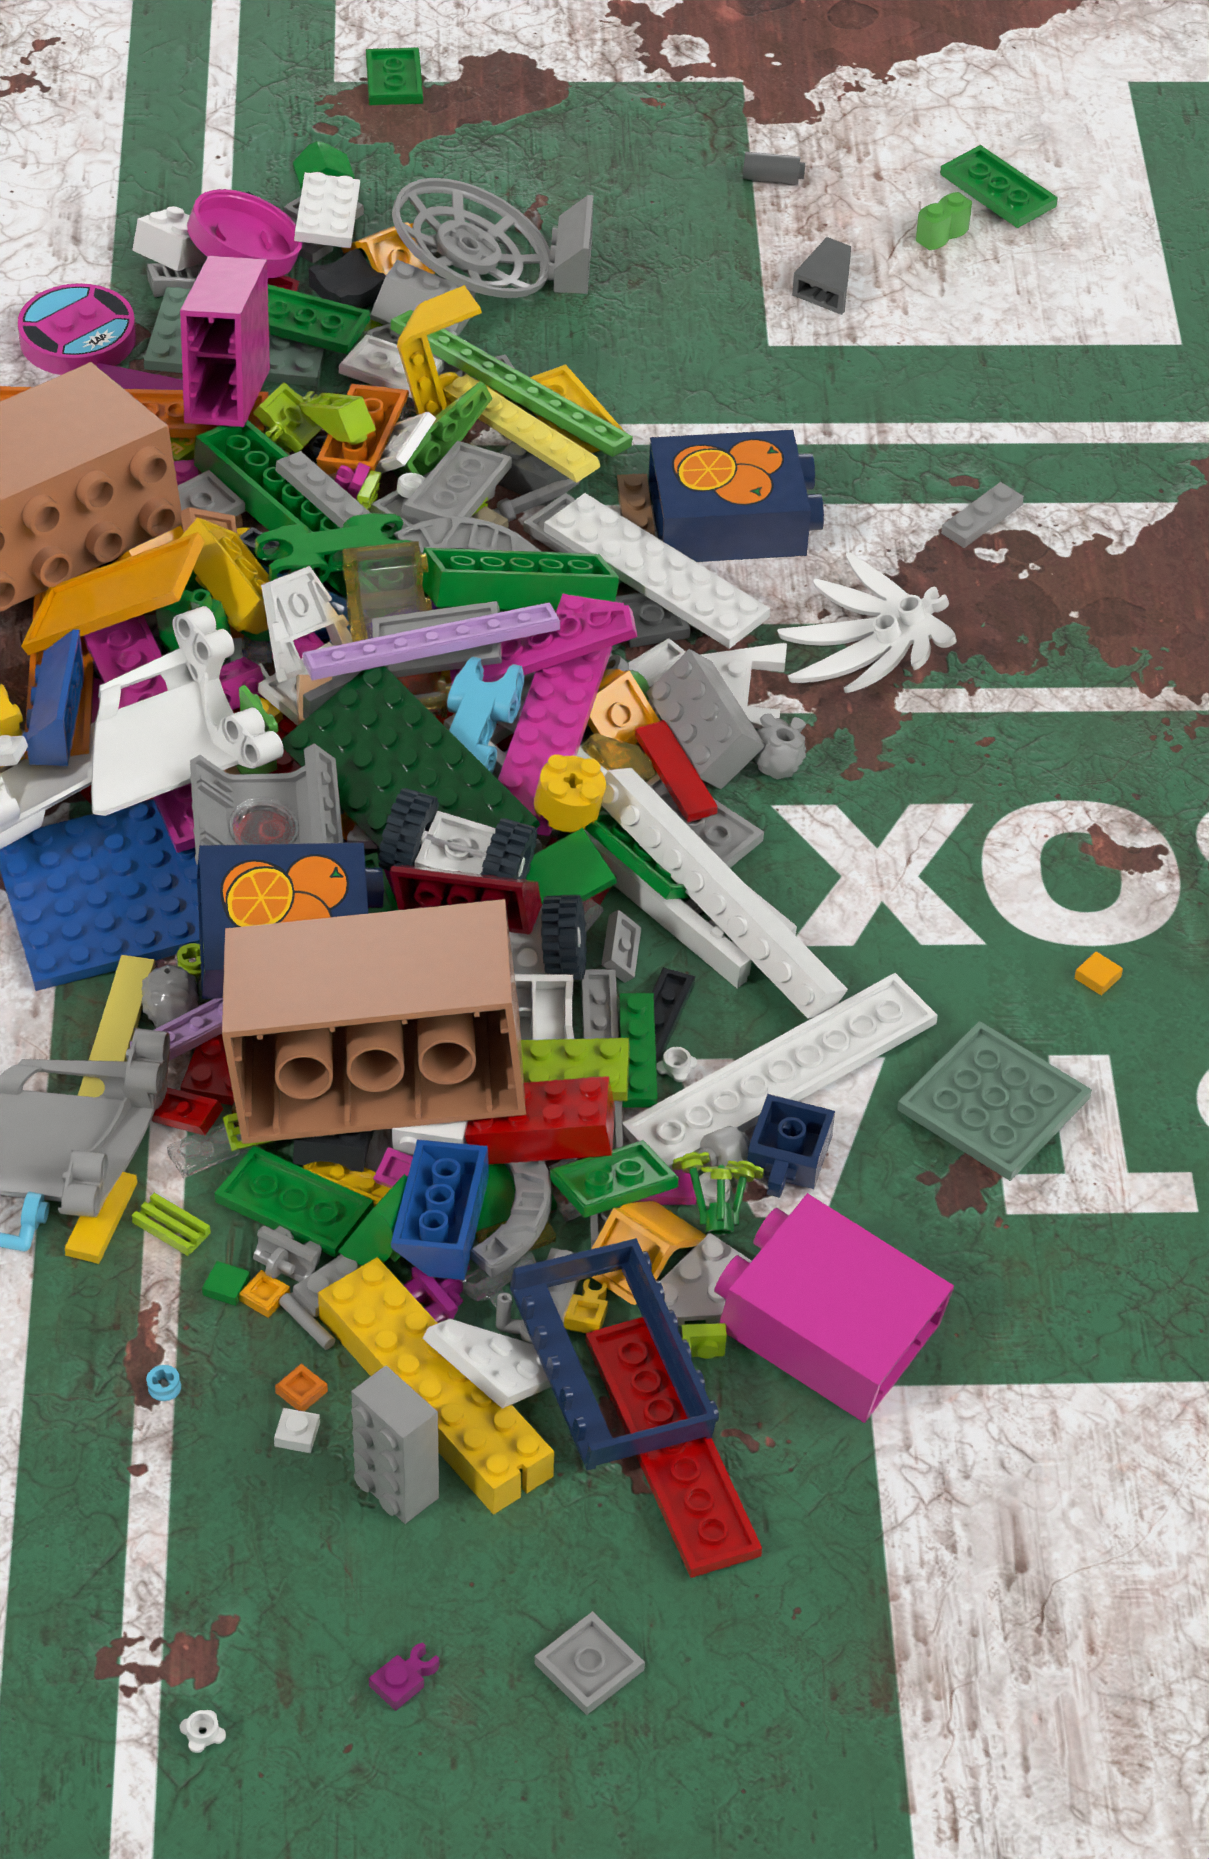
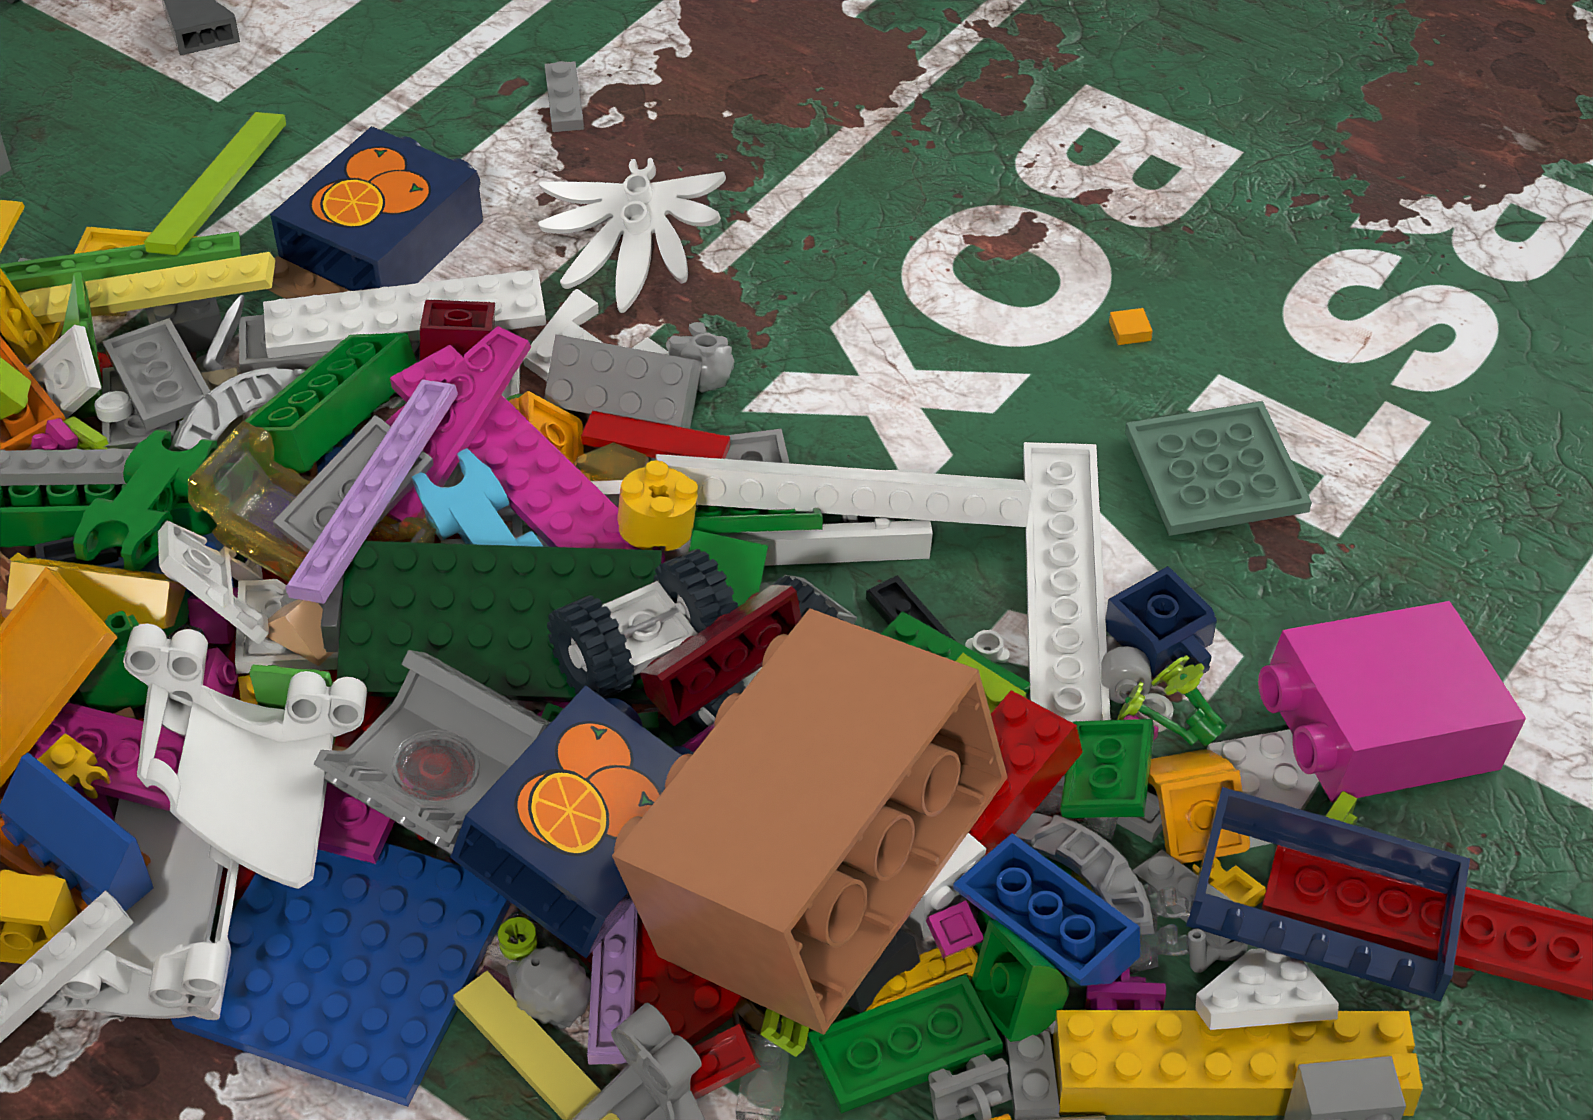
camera: 50 degrees left, 0 degrees up
(104, 660) = (74, 764): none -> yellow plate
(658, 604) = (454, 324): none -> dark red slope
(673, 395) = (214, 184): none -> lime tile

